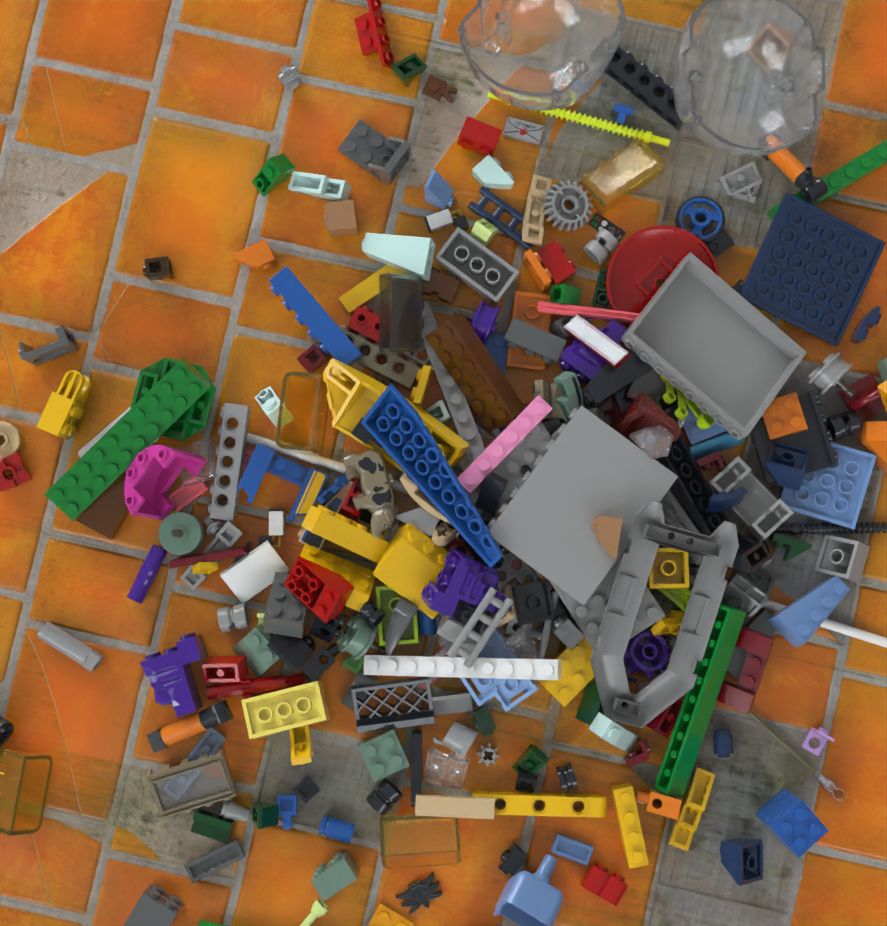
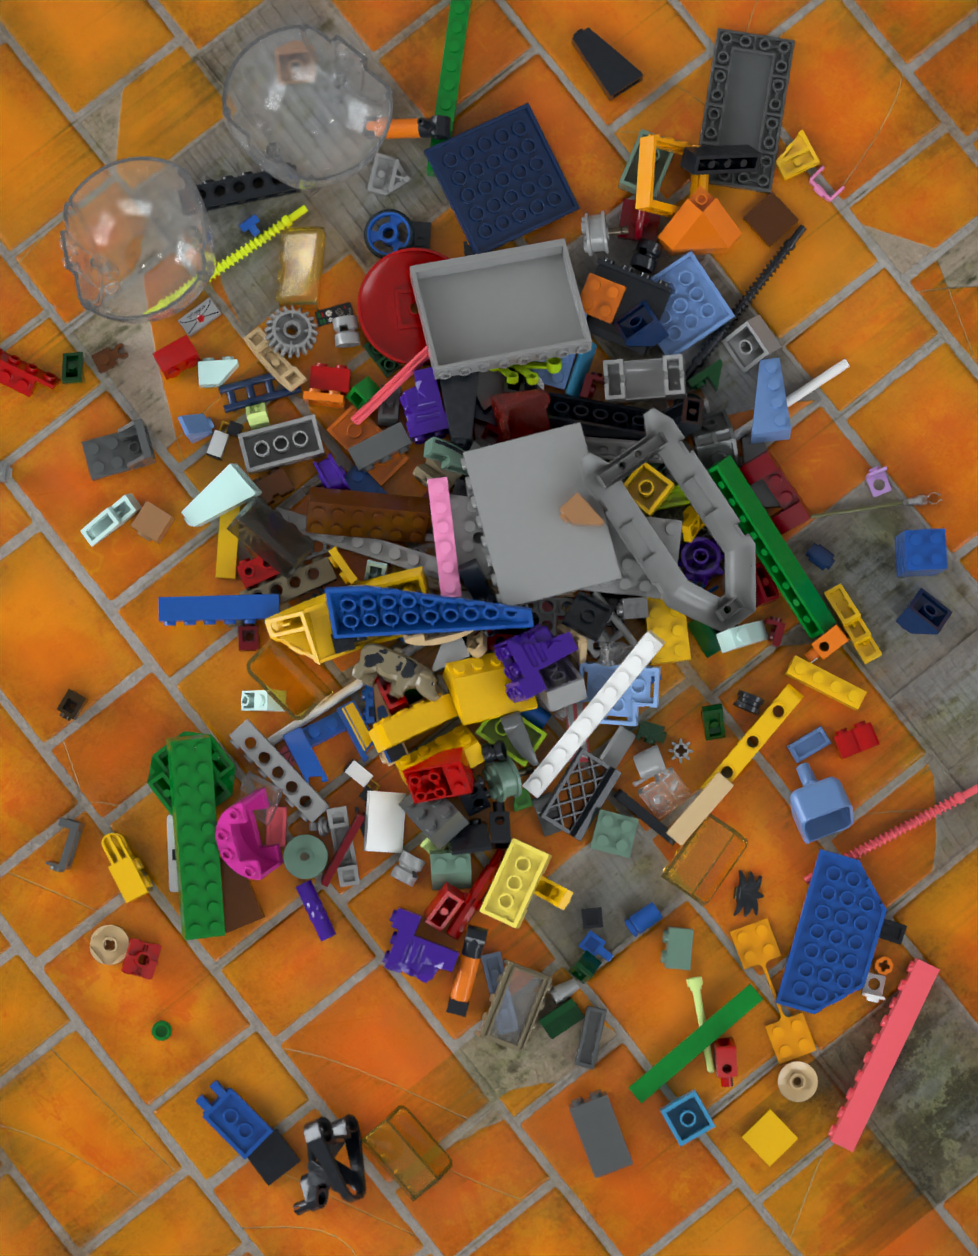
camera: 50 degrees left, 0 degrees up
(70, 646) = (324, 1019): light grey piece -> none
(204, 567) = (349, 858): yellow tile -> none
(256, 256) = (127, 616): orange slope -> none
(273, 173) = (70, 548): green slope -> none
(382, 799) = (647, 860): black wheel -> none
(480, 639) = (570, 684): light grey bar -> none
(512, 859) = (778, 798): black brick -> none
(526, 782) = (726, 738): black tile -> none
(597, 341) = (421, 398): tile -> none
(653, 440) = (536, 418): clear slope -> none
(725, 500) = (630, 400): dark blue slope -> none
(868, 321) = (580, 167): dark blue slope -> none

